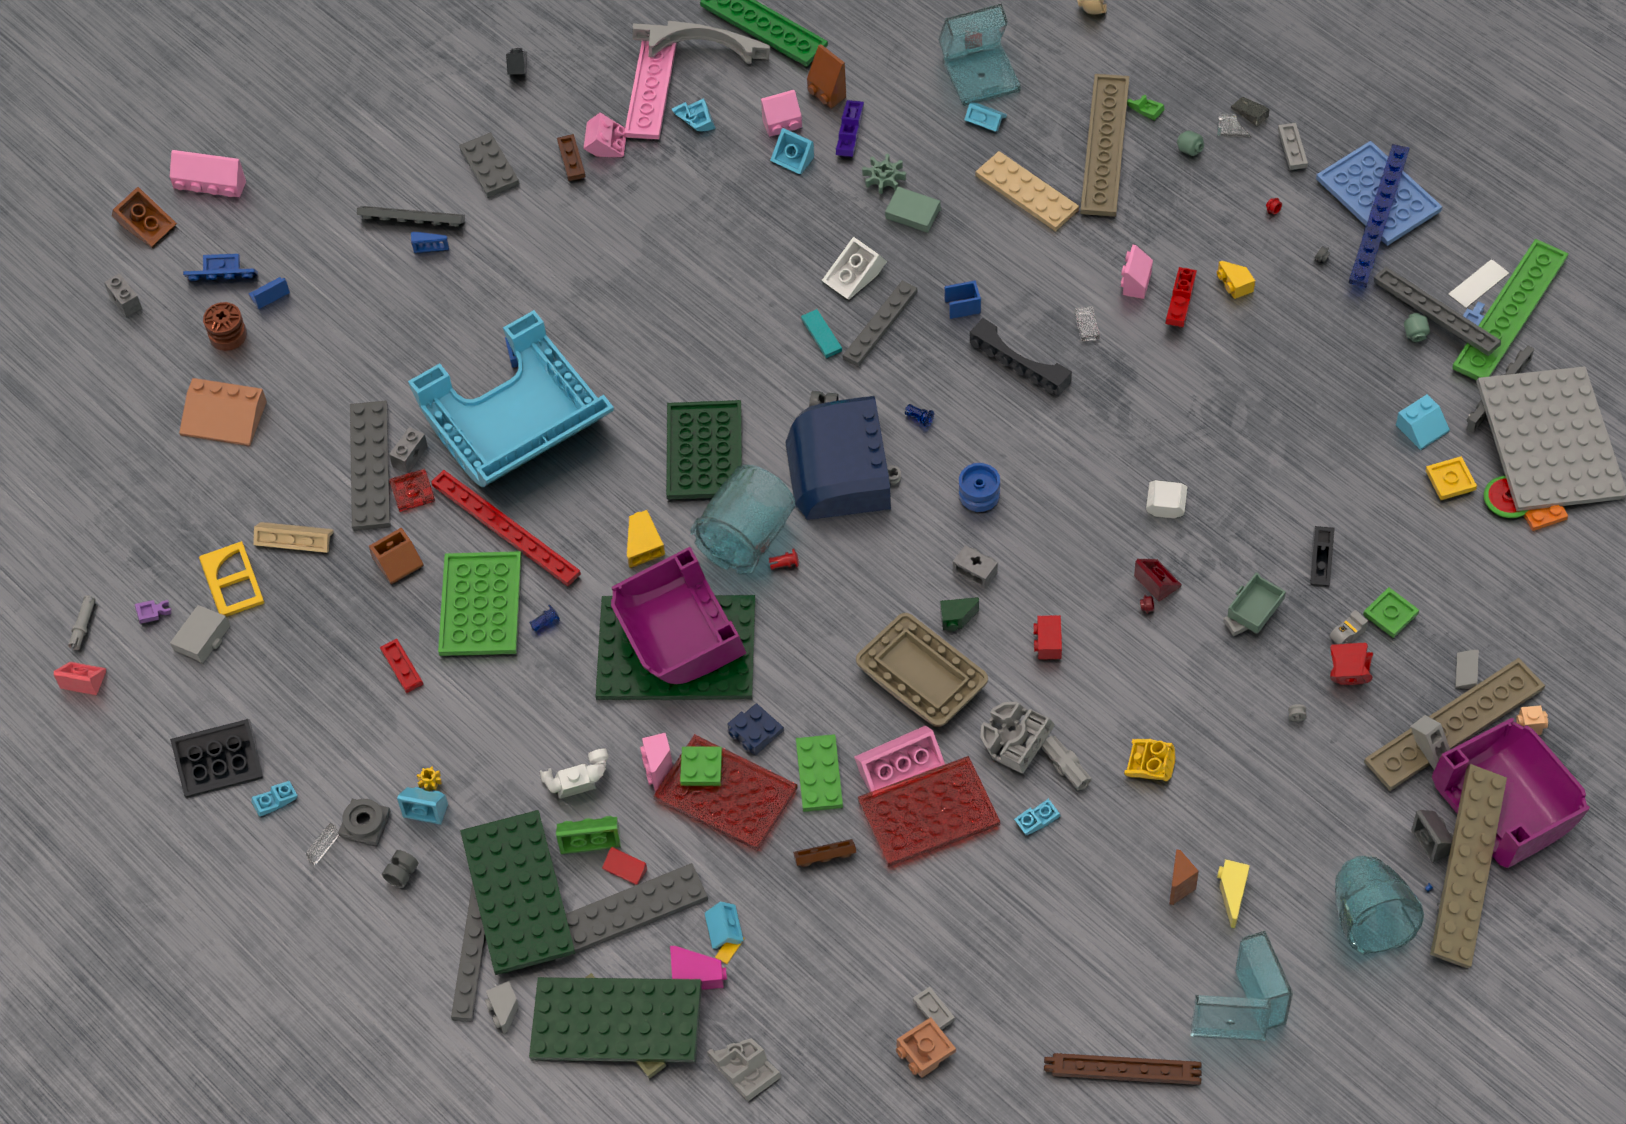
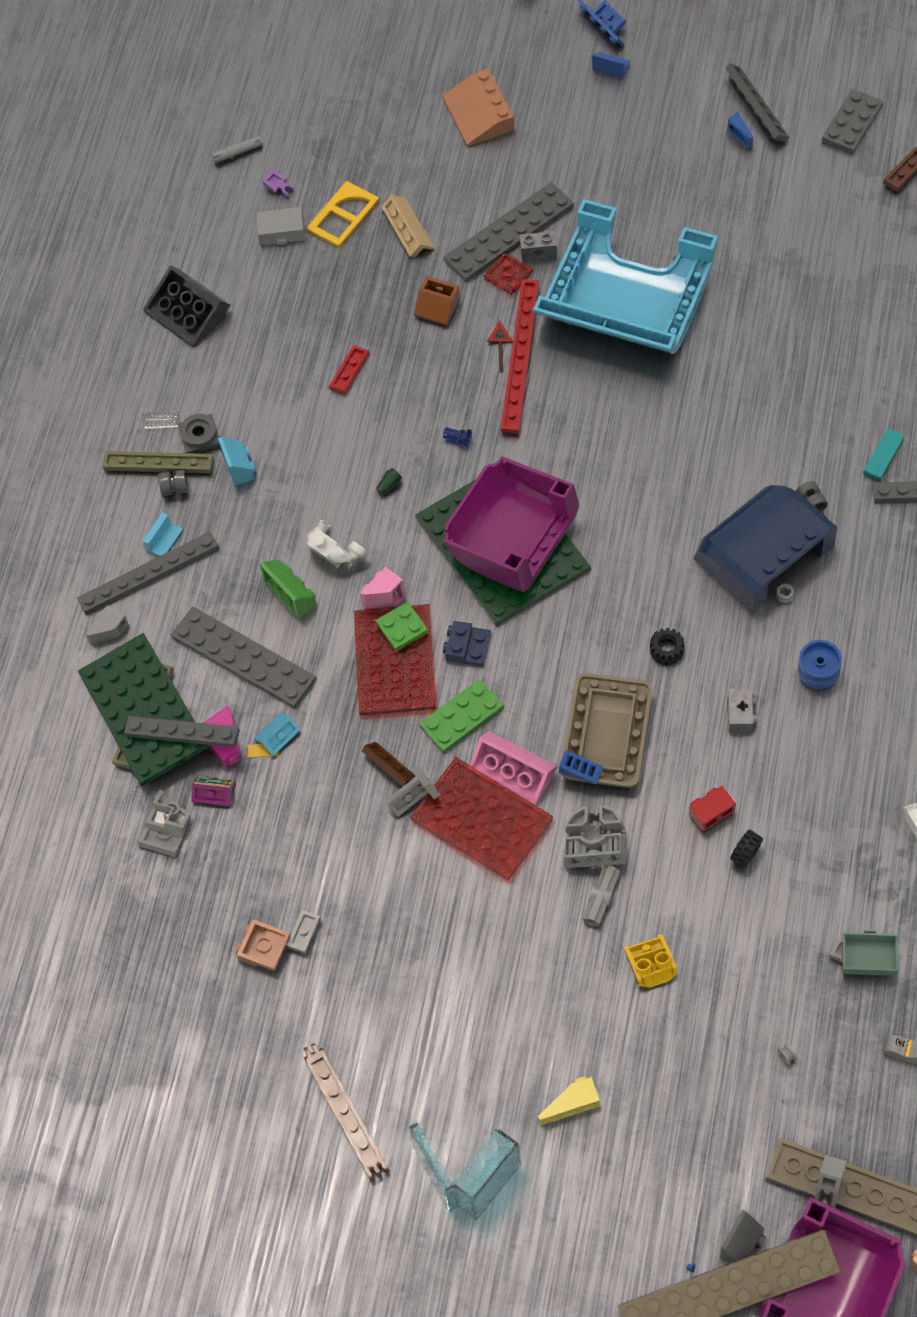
camera: 60 degrees right, 5 degrees up
(80, 677) = (192, 178): coral slope -> none
(224, 326) = (552, 56): copper wheel -> none
(276, 798) = (179, 366): medium azure slope -> none
(364, 871) = (157, 462): none -> olive plate
(429, 779) = (262, 451): yellow gear -> none
(447, 910) = (161, 536): none -> medium azure panel
(469, 532) = (500, 335): none -> piece
(480, 603) = (440, 384): bright green plate -> none
(517, 892) = (205, 572): dark green plate -> none
(544, 696) = (388, 481): none -> dark green cone
(624, 866) = (280, 631): red slope -> none
(643, 540) = (580, 454): yellow slope -> none
(673, 992) = (182, 731): none -> dark grey plate
(702, 447) = (700, 443): dark green plate -> none
(741, 1008) = (212, 790): none -> magenta panel
(743, 518) = (642, 508): clear light blue piece -> none
(785, 560) = (641, 568): red pin -> none
(867, 844) = (412, 792): none -> light grey bracket
(875, 593) = (667, 656): none -> black tyre
(922, 415) = (860, 579): clear blue pin -> none
(937, 718) = (576, 759): none -> blue slope
(958, 612) = (684, 724): dark green slope -> none
(1037, 818) = (534, 905): medium azure slope -> none
(1103, 633) = (746, 848): none -> black tyre
(1147, 604) = (807, 867): dark red plate -> none
(1155, 578) = (840, 858): dark red slope -> none
(1184, 878) = (547, 1051): dark orange slope -> none
(1351, 663) = (867, 1070): red piece -> none
(1375, 906) = (624, 1226): clear light blue piece -> none

